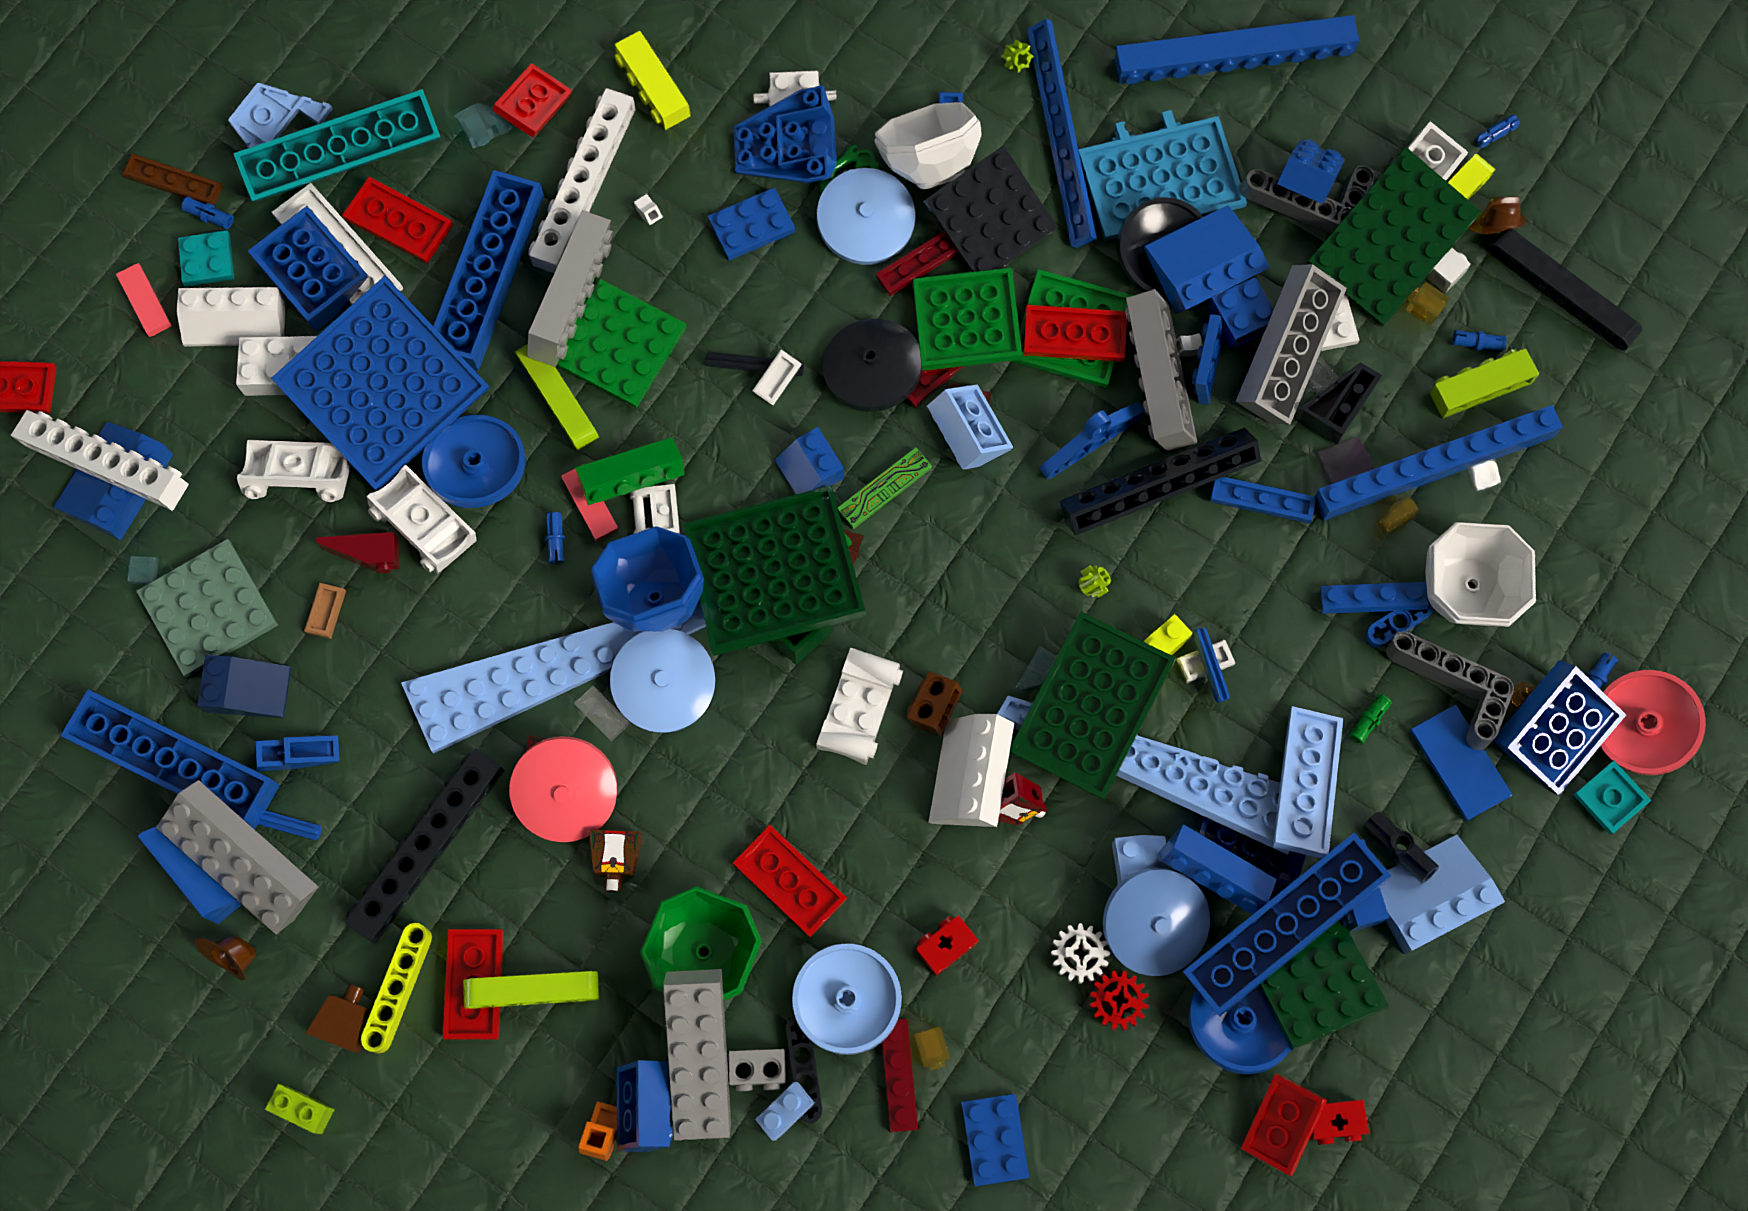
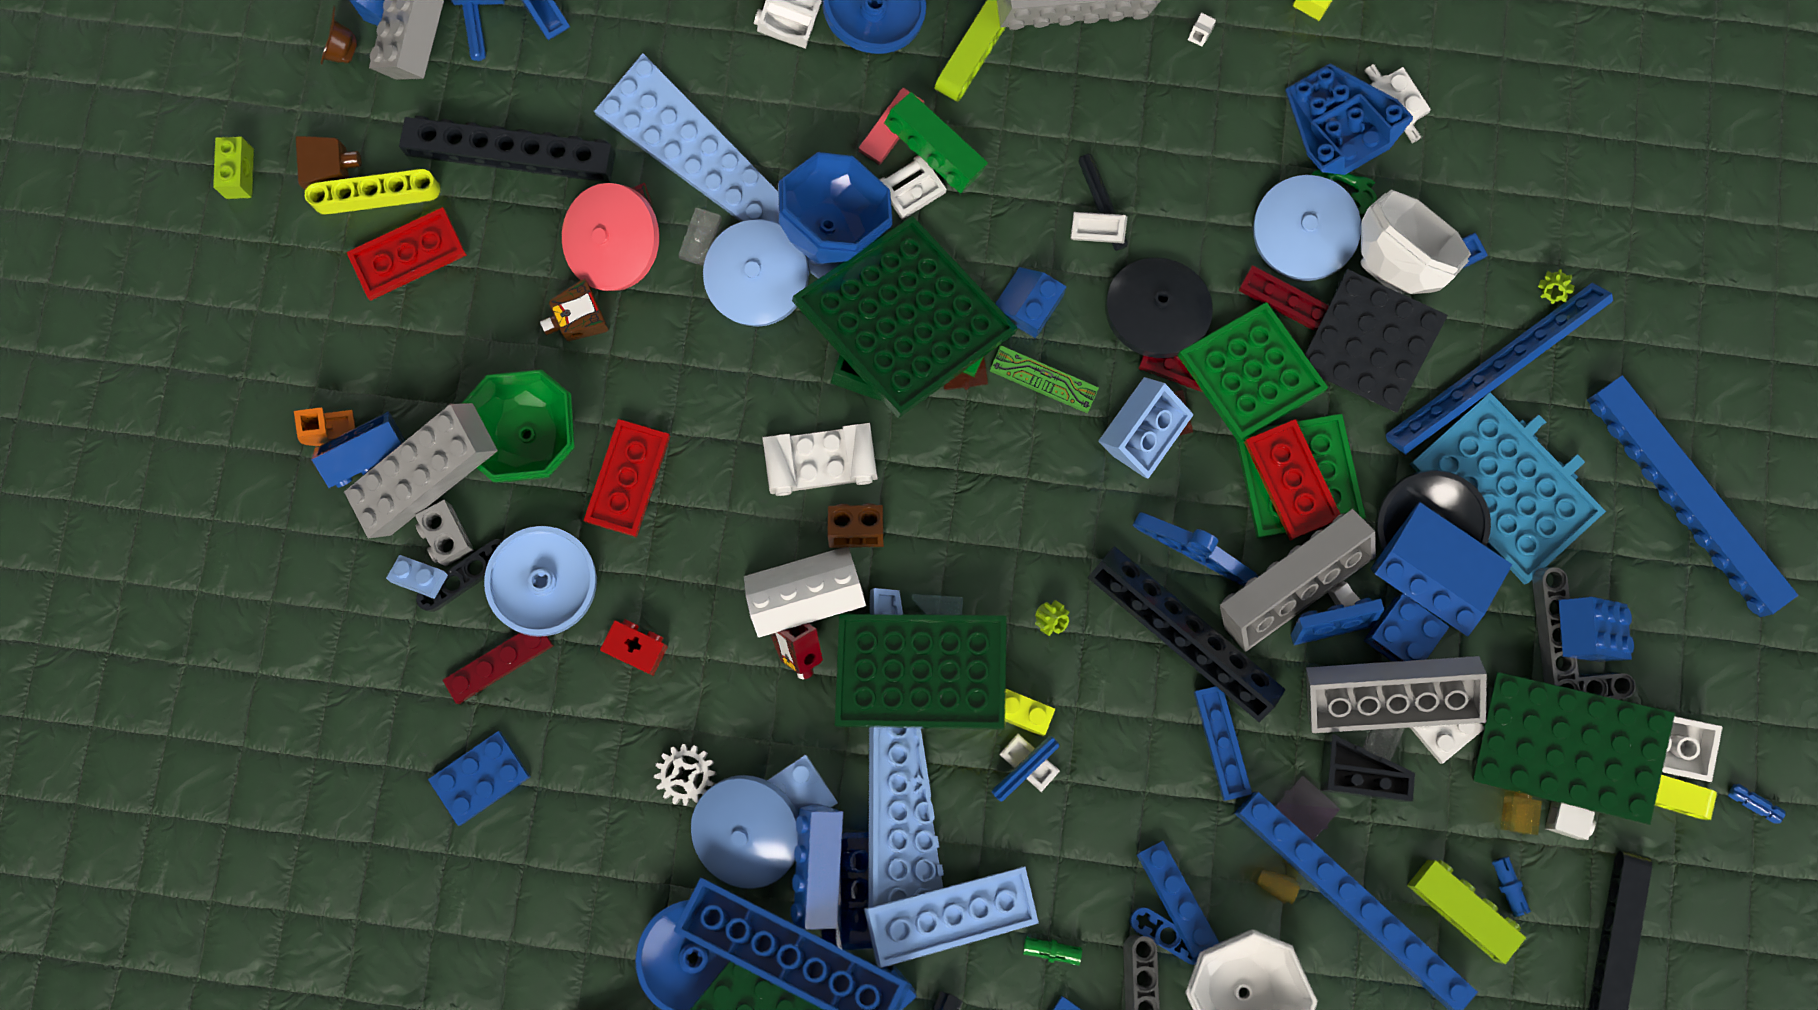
camera: 65 degrees right, 5 degrees up
(531, 989) = (420, 303): lime beam -> none
(555, 537) = (842, 112): blue axle -> none
(620, 343) = (1058, 74): green plate -> none
(751, 224) = (1241, 129): blue plate -> none
(932, 1048) = (533, 680): clear yellow brick -> none
(1130, 1003) = (659, 844): red gear -> none
(1484, 474) = (1367, 954): clear plate -> none
(1499, 215) = (1660, 846): reddish brown piece -> none

